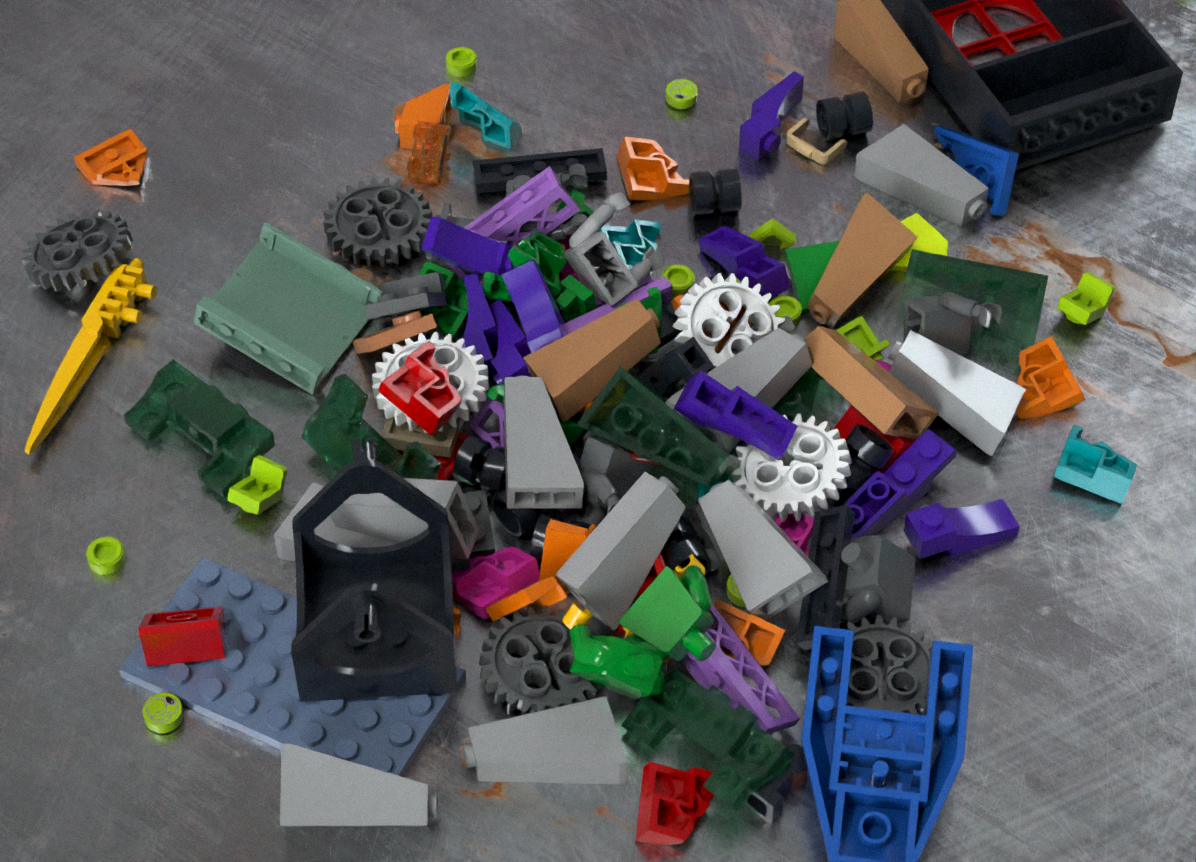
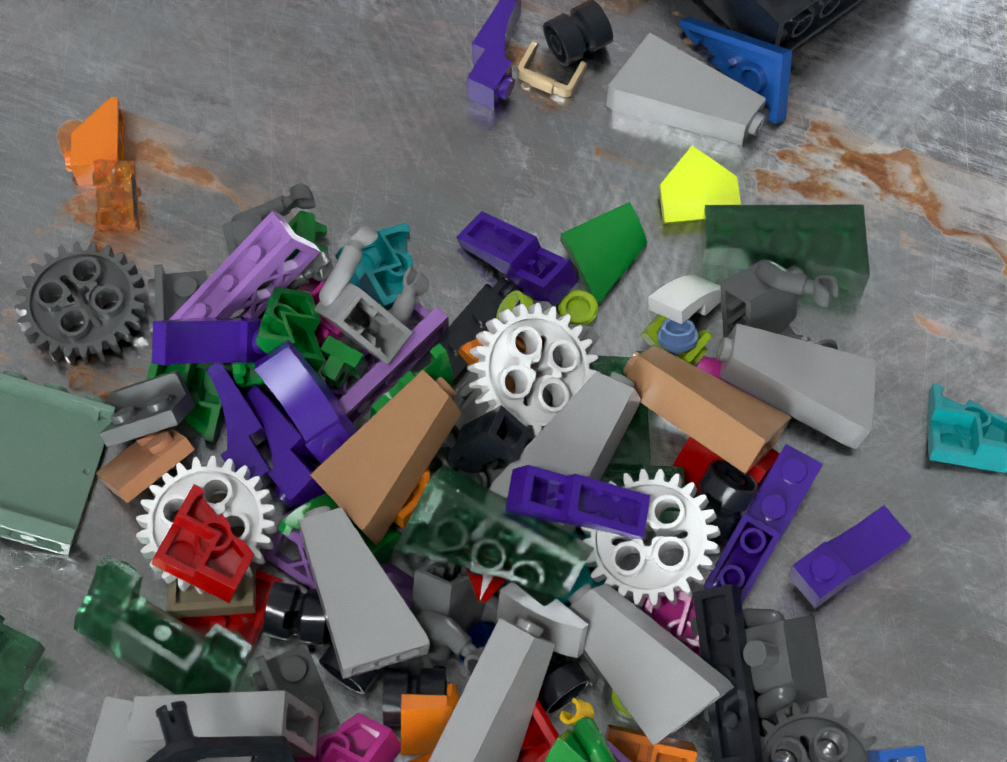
camera: 15 degrees left, 15 degrees up
(261, 488) = (42, 711): lime bracket -> none
(461, 61) = (118, 51): lime tile -> none
(493, 174) = (249, 185): black plate -> none
(495, 125) = (181, 135): teal slope -> none
(649, 171) = (376, 155): orange slope -> none
(680, 277) = (448, 295): lime tile -> none
(681, 93) = (384, 39): lime tile -> none
(698, 501) = (558, 621): none -> light grey slope
(715, 191) = (462, 170): black wheel -> none
(774, 234) = (538, 211): lime tile -> none
(861, 335) = (677, 337): none -> medium blue plate
(863, 256) = (649, 229): medium nougat slope -> none
(874, 313) = (684, 297): none -> white slope
(1046, 381) = (889, 332): orange slope -> none
(1088, 300) = (907, 217): lime bracket -> none

